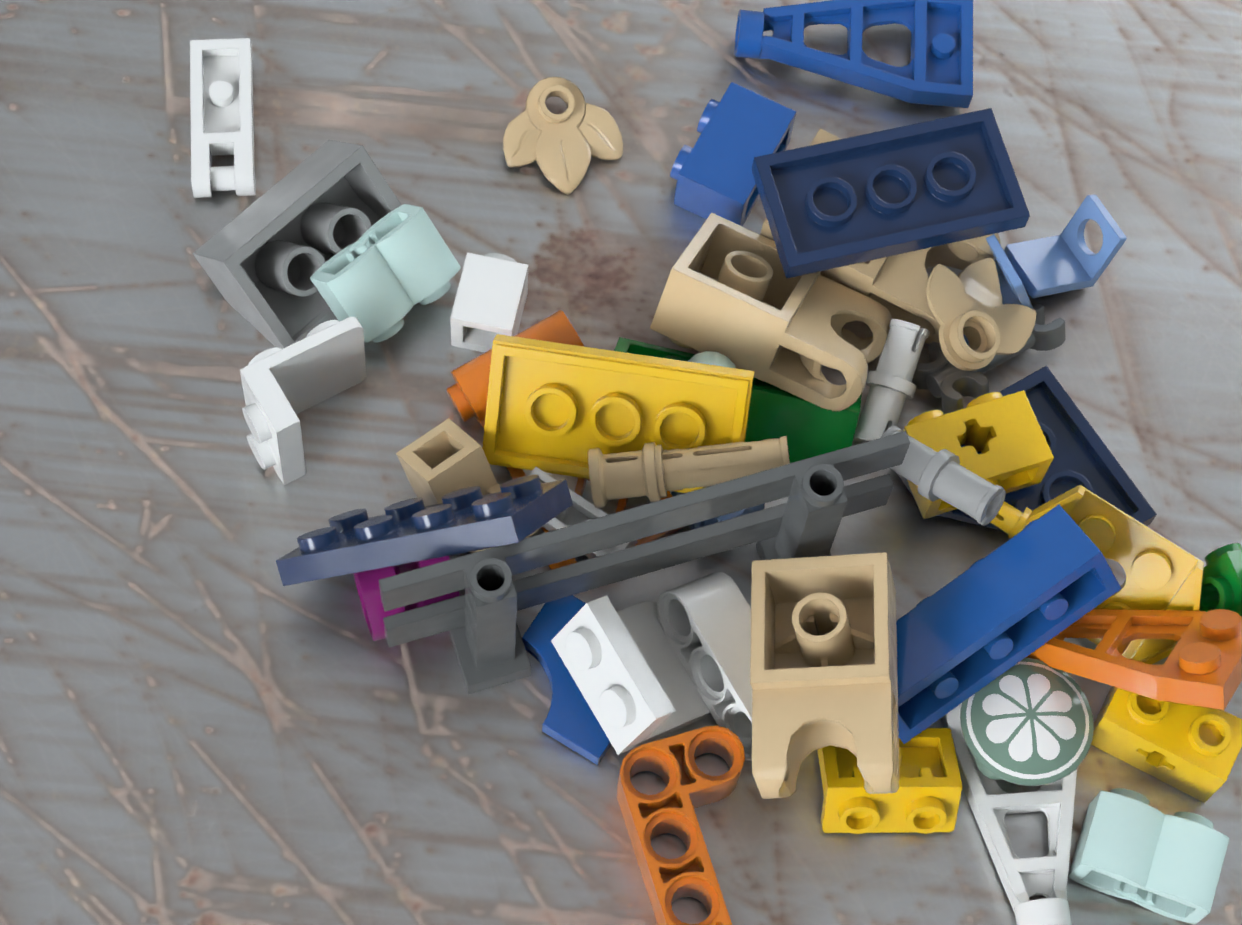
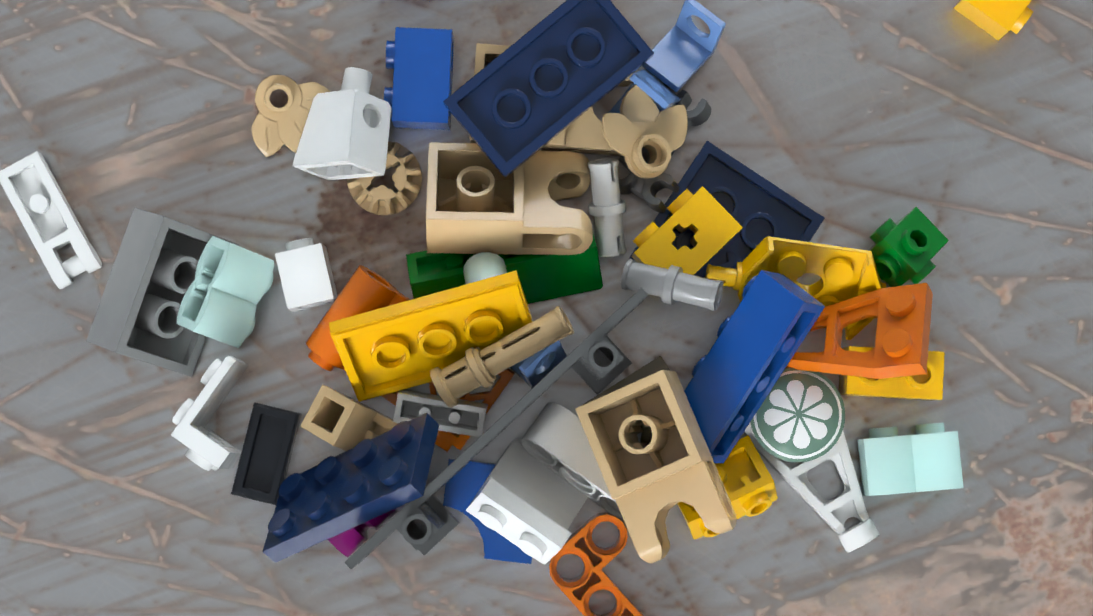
camera: 20 degrees left, 20 degrees up
(335, 479) = (266, 453): none -> black tile
(615, 166) = (346, 131): none -> white torso
(620, 264) = (406, 179): none -> tan gear

